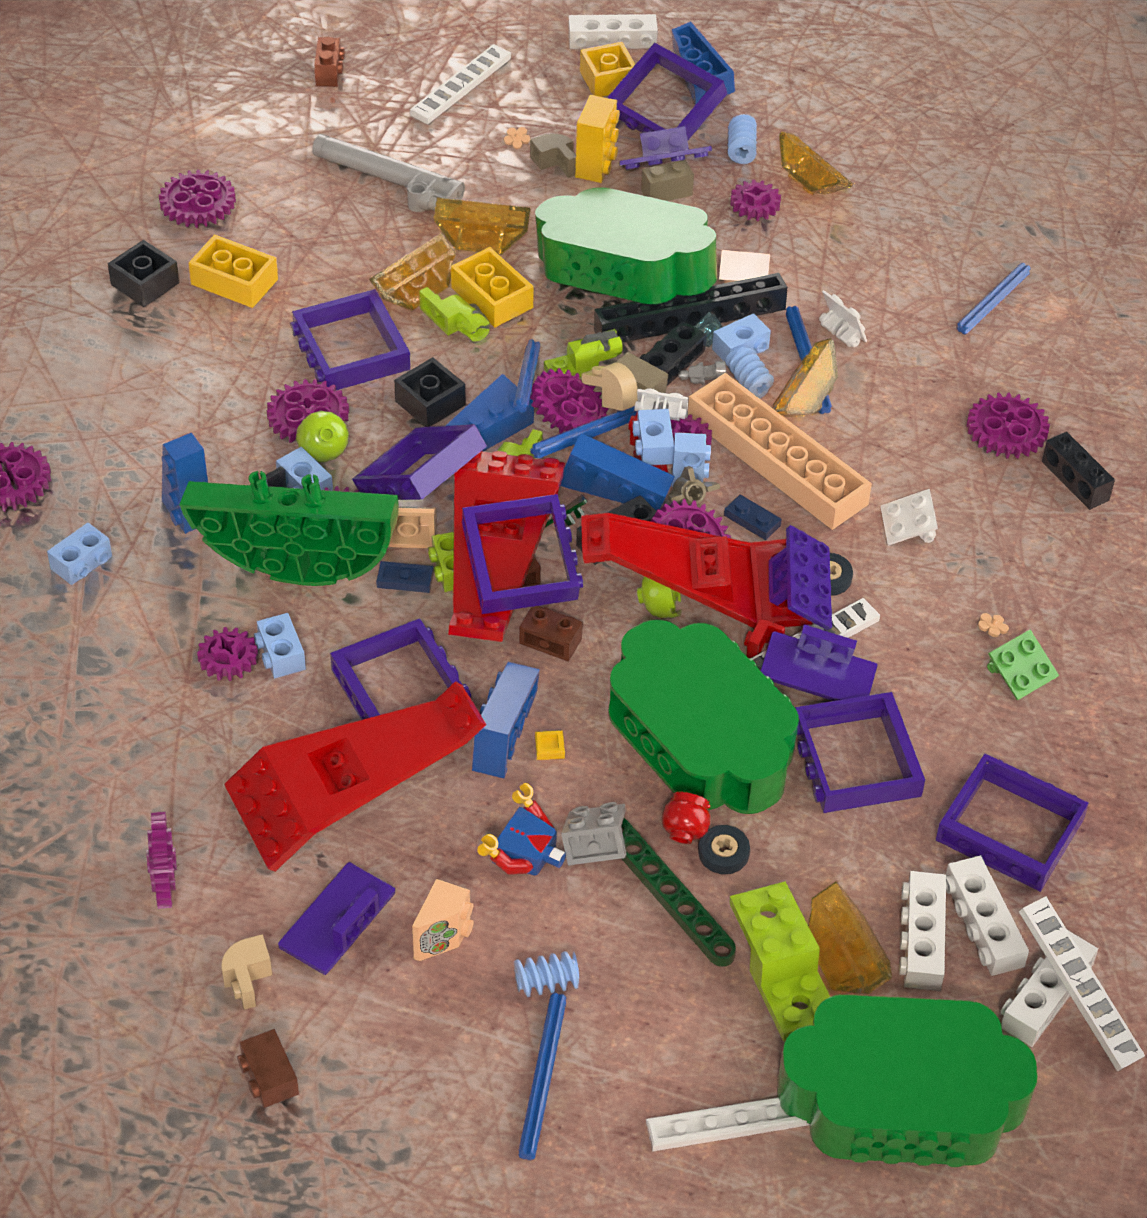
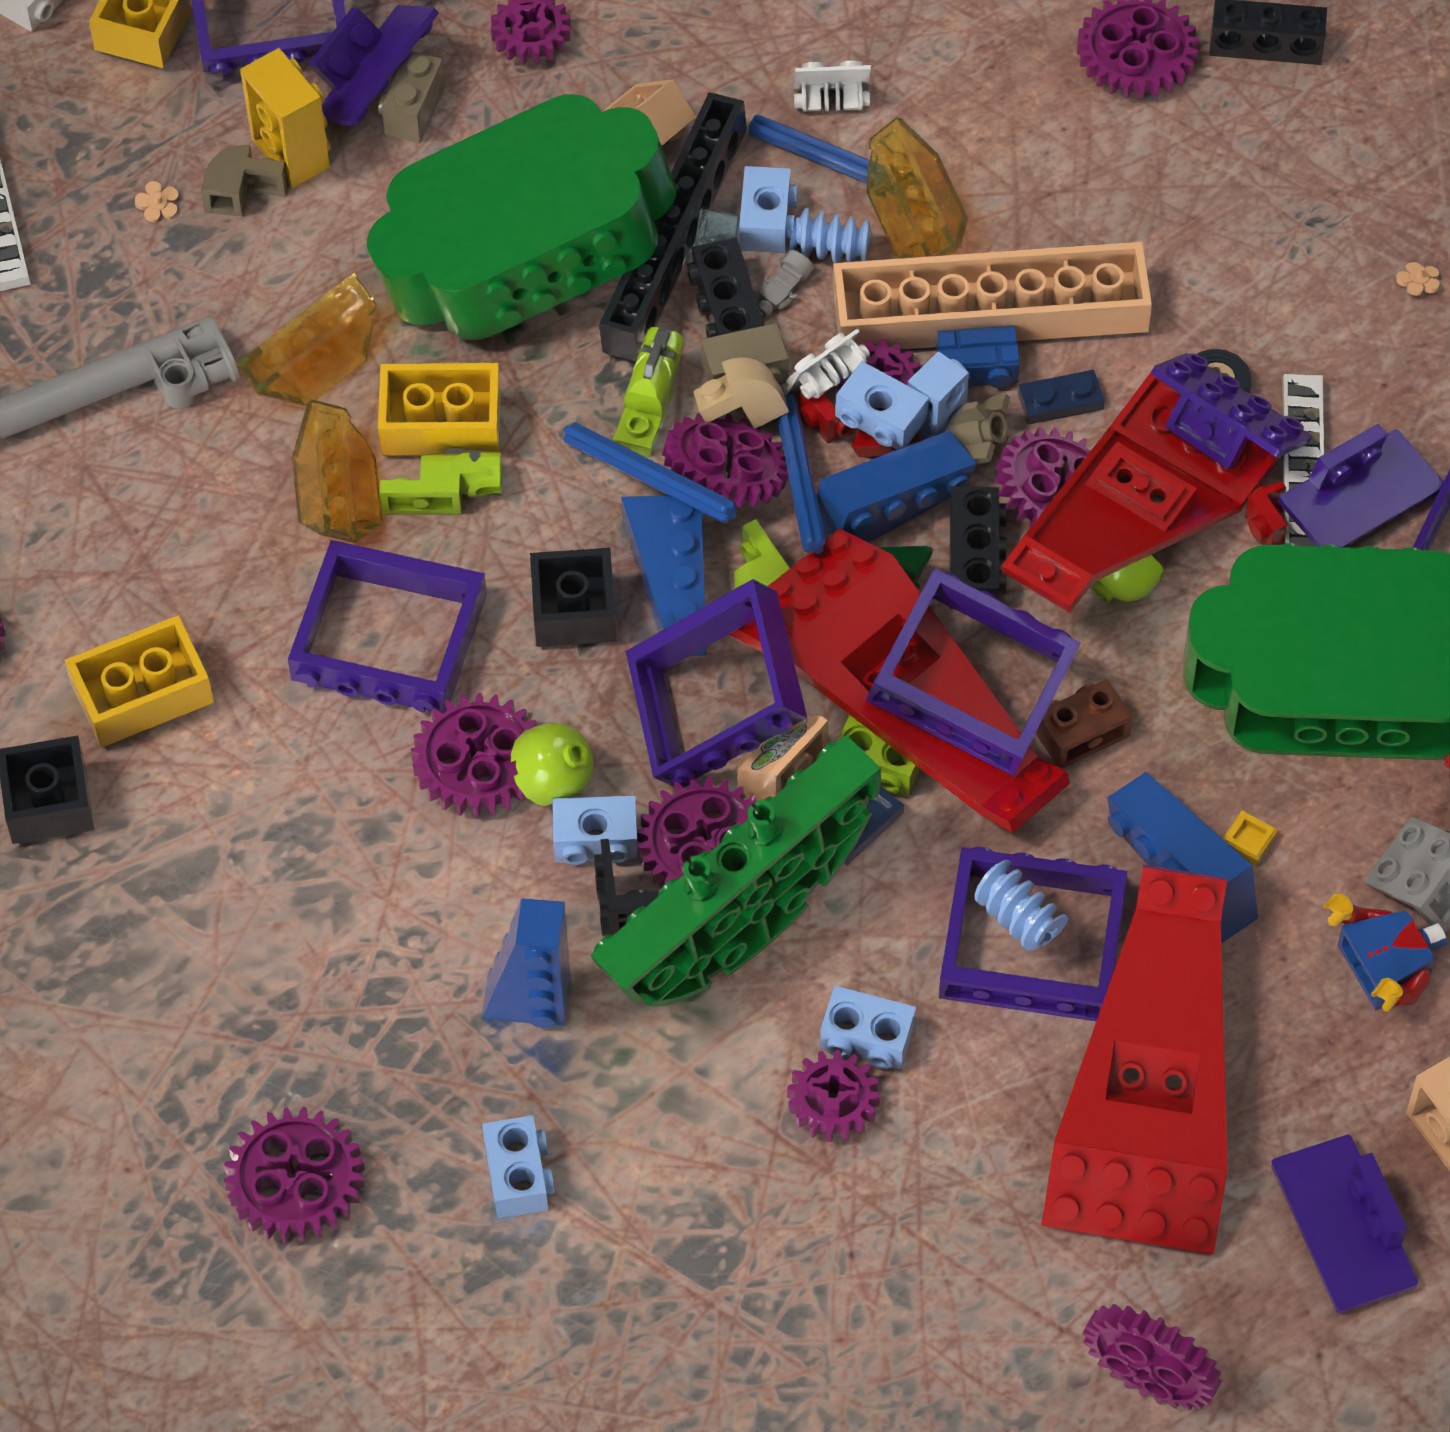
camera: 50 degrees left, 10 degrees up
(243, 963) = (1347, 1372): tan brick -> none
(397, 654) = (1017, 909): none -> light blue piece
(738, 468) = (985, 353): none -> blue brick
(910, 518) = (1199, 243): white hinge -> none

